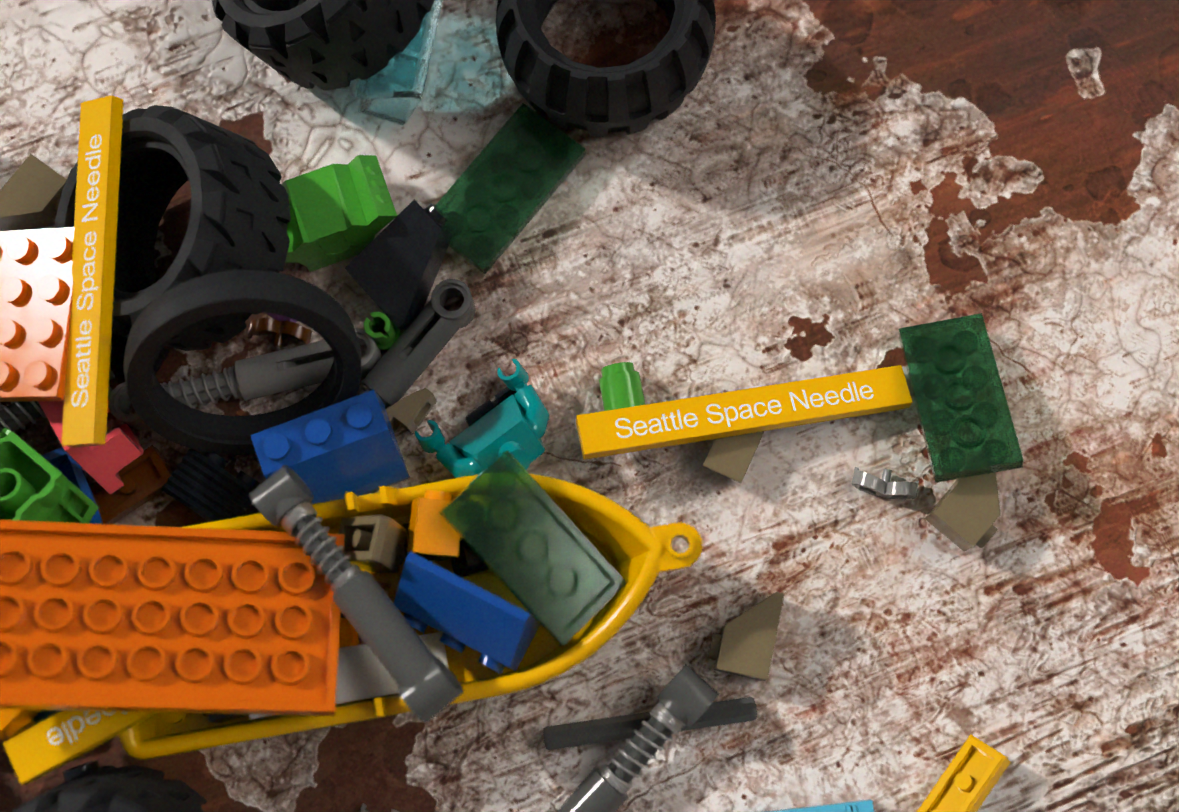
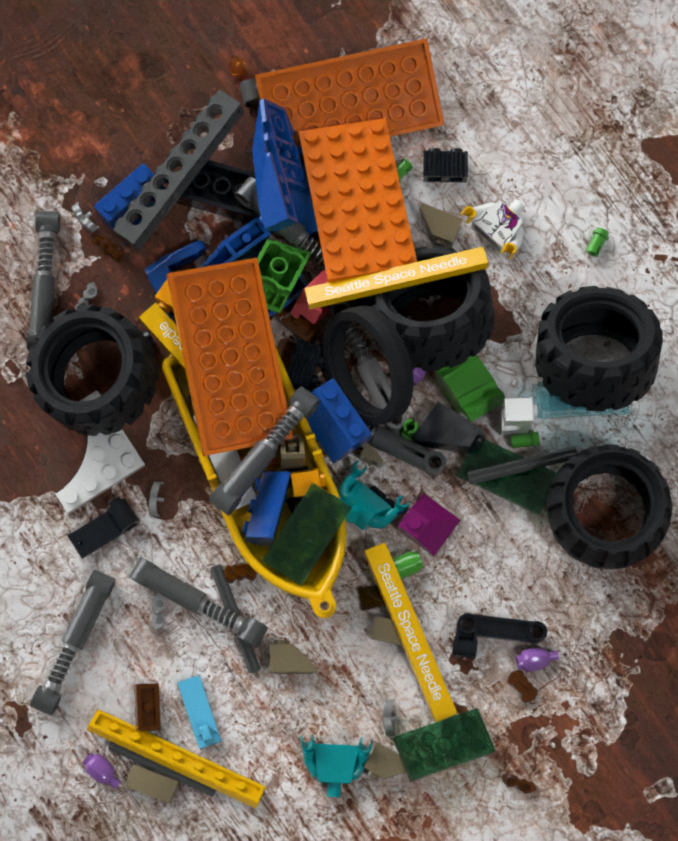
camera: 70 degrees right, 0 degrees up
(54, 98) = (498, 225): none -> white torso
(409, 135) = (517, 416): none -> white arch
(450, 144) = (525, 439): none -> bright green pin
(495, 156) = (521, 465): none -> dark grey axle
(558, 341) = (428, 524): none -> magenta slope
(567, 697) = (239, 572): none -> reddish brown piece
(665, 468) = (370, 598): none -> dark brown slope
(781, 321) = (494, 628): none -> black piece
(833, 214) = (535, 659): none -> medium lavender plant
(871, 247) = (522, 685): none -> reddish brown piece
(953, 596) = (335, 763): none -> teal torso
(1032, 301) = (512, 780): none -> reddish brown piece

